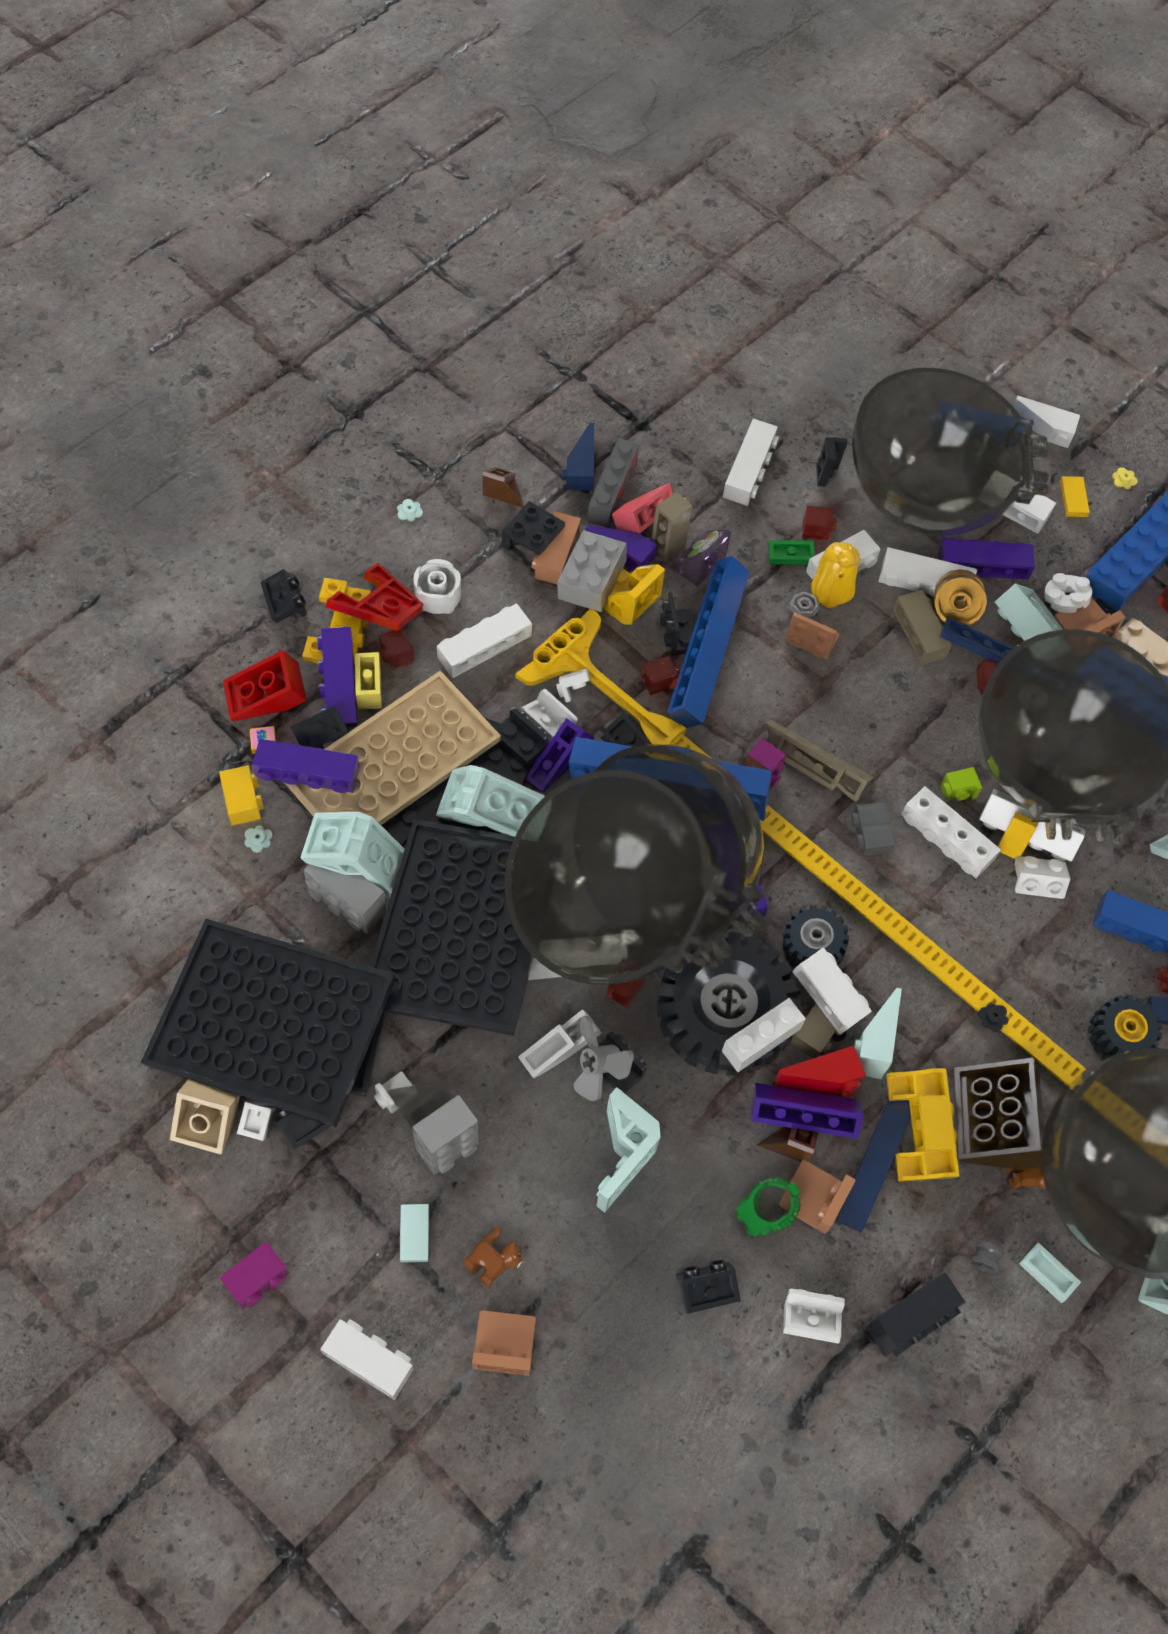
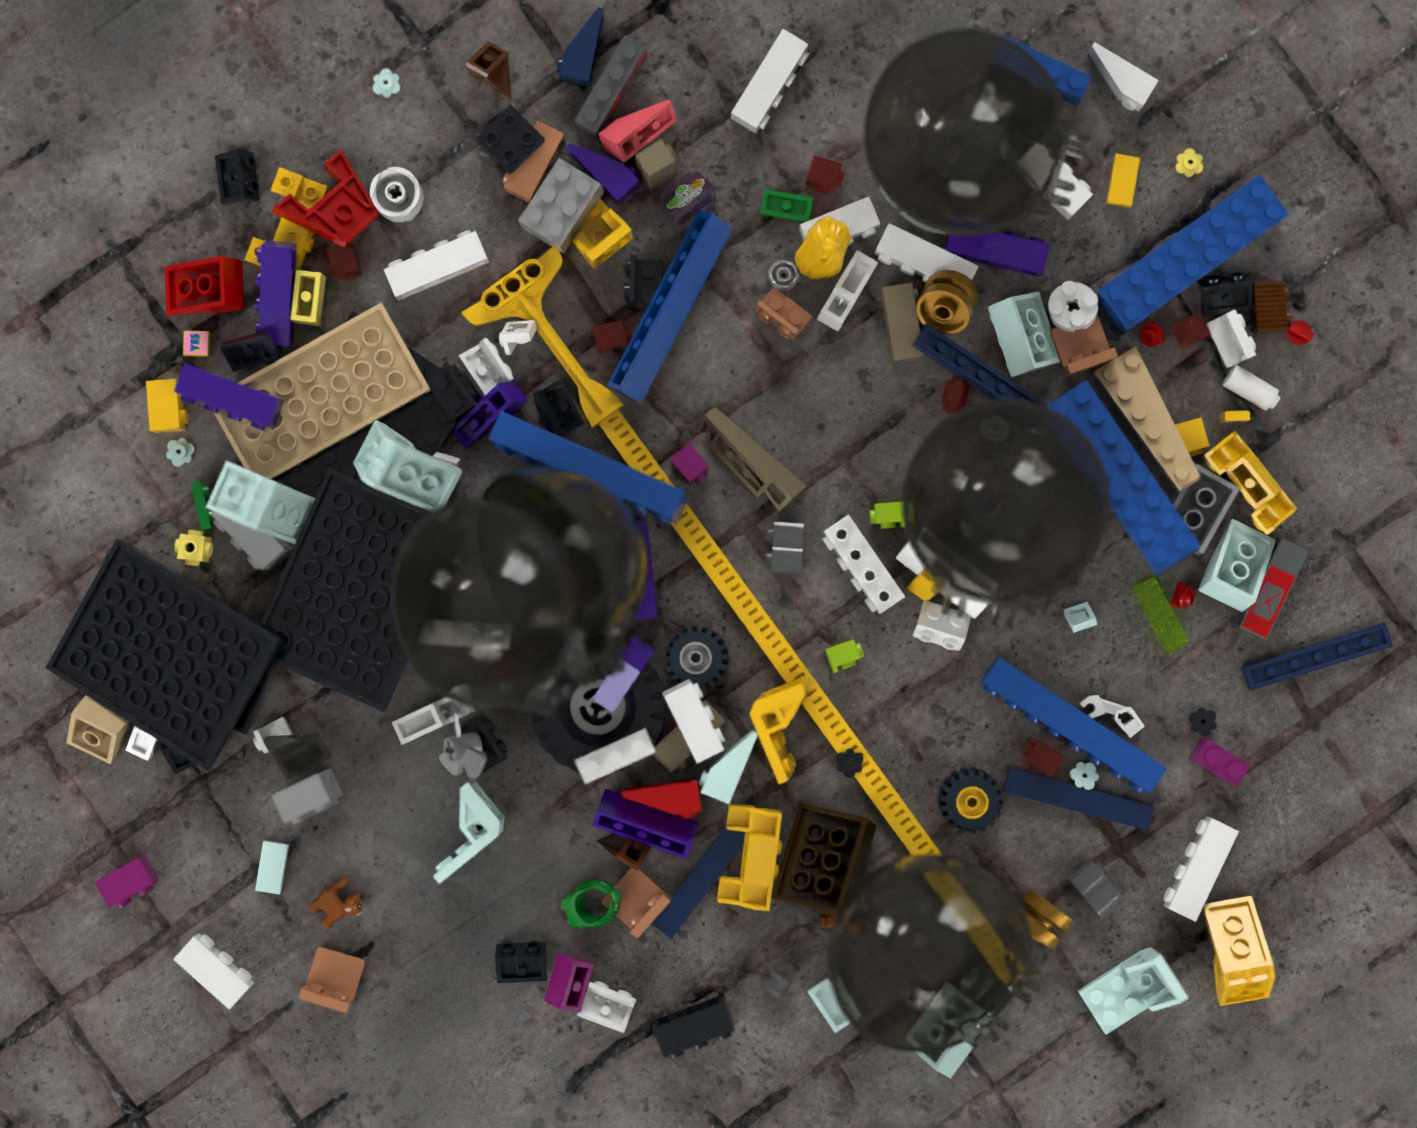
camera: 15 degrees right, 25 degrees up
(286, 871) = (201, 495): none -> green plate
(286, 918) = (202, 550): none -> light yellow brick
(751, 959) = (616, 687): none -> slope
(766, 1294) = (568, 982): none -> magenta brick
(829, 459) = (857, 90): black bracket -> none
(864, 610) = (847, 290): none -> white slope
(916, 961) = (784, 703): none -> yellow bracket
(955, 916) = (844, 655): none -> lime brick
(1144, 606) = (1151, 334): none -> red plate

